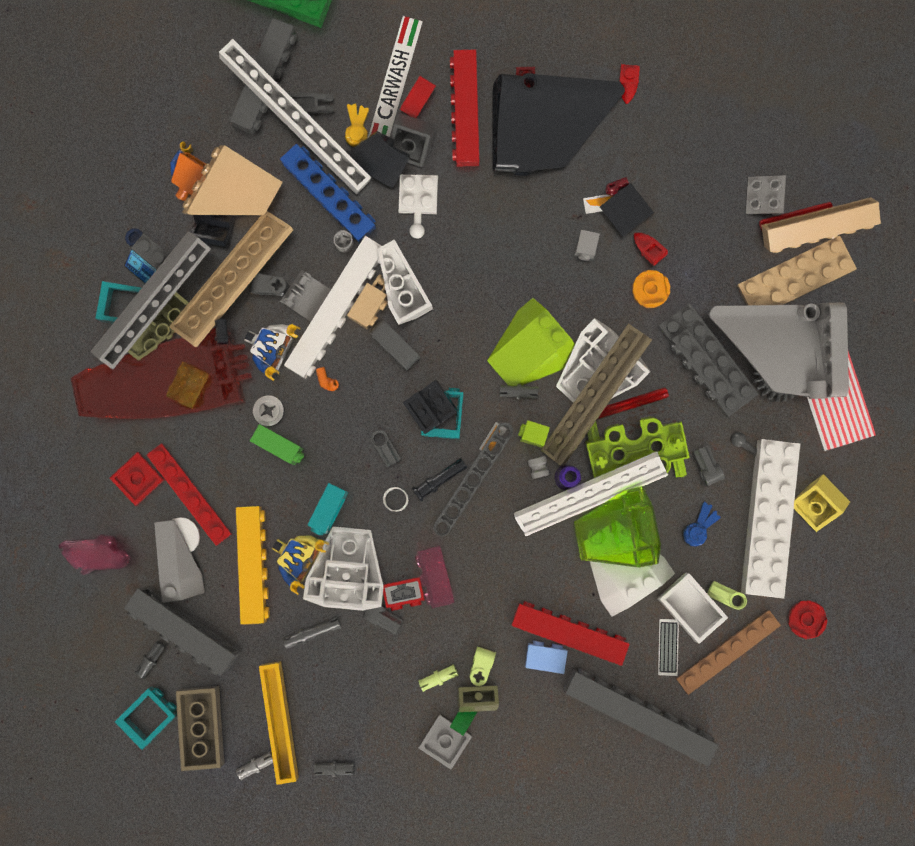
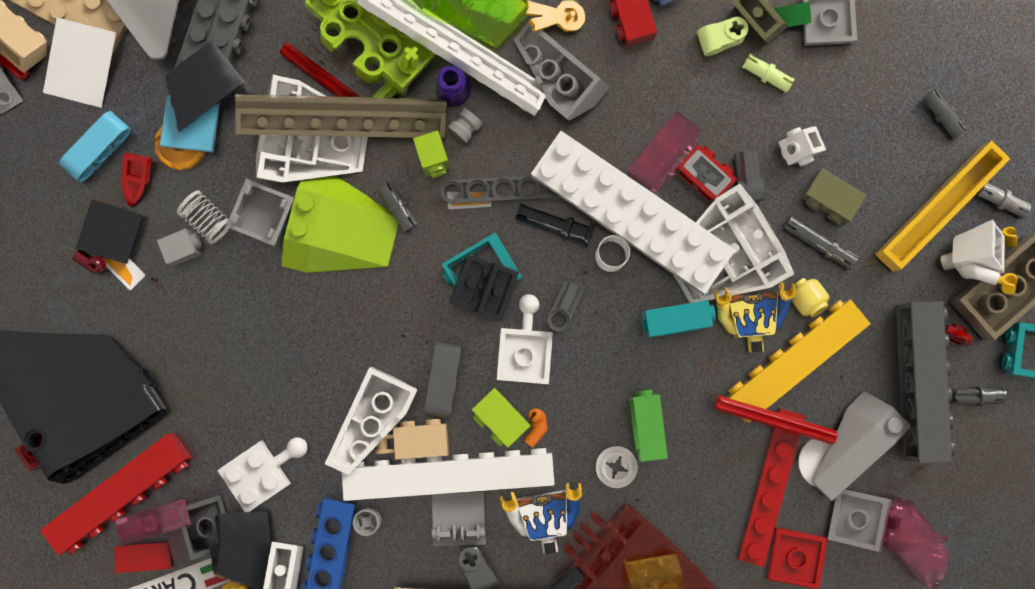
camera: 125 degrees left, 0 degrees up
(131, 531) = (860, 520): none -> light grey plate
(197, 673) = (958, 335): none -> red plate
(225, 524) = (775, 419): none -> red axle
(233, 723) = (980, 255): none -> white torso
(283, 600) = (810, 297): none -> light yellow head
(333, 661) = (833, 197): none -> olive brick
(346, 363) = (500, 418): none -> lime brick
(375, 404) = (524, 352): none -> white plate
(378, 663) = (801, 146): none -> white brick
(410, 528) = (632, 213): none -> white brick
(432, 117) = (153, 522): none -> clear pink brick
(523, 549) = (563, 78): none -> light grey wedge
(562, 579) = (567, 16): none -> yellow piece
(571, 307) = (261, 213): none -> light grey container
(580, 277) = (192, 206): none -> white piece
(658, 302) = (196, 136): none -> medium azure tile
(676, 325) = (201, 84): none -> black slope
(685, 236) = (95, 146): none -> medium azure beam
(744, 263) = (79, 62): none -> white sticker

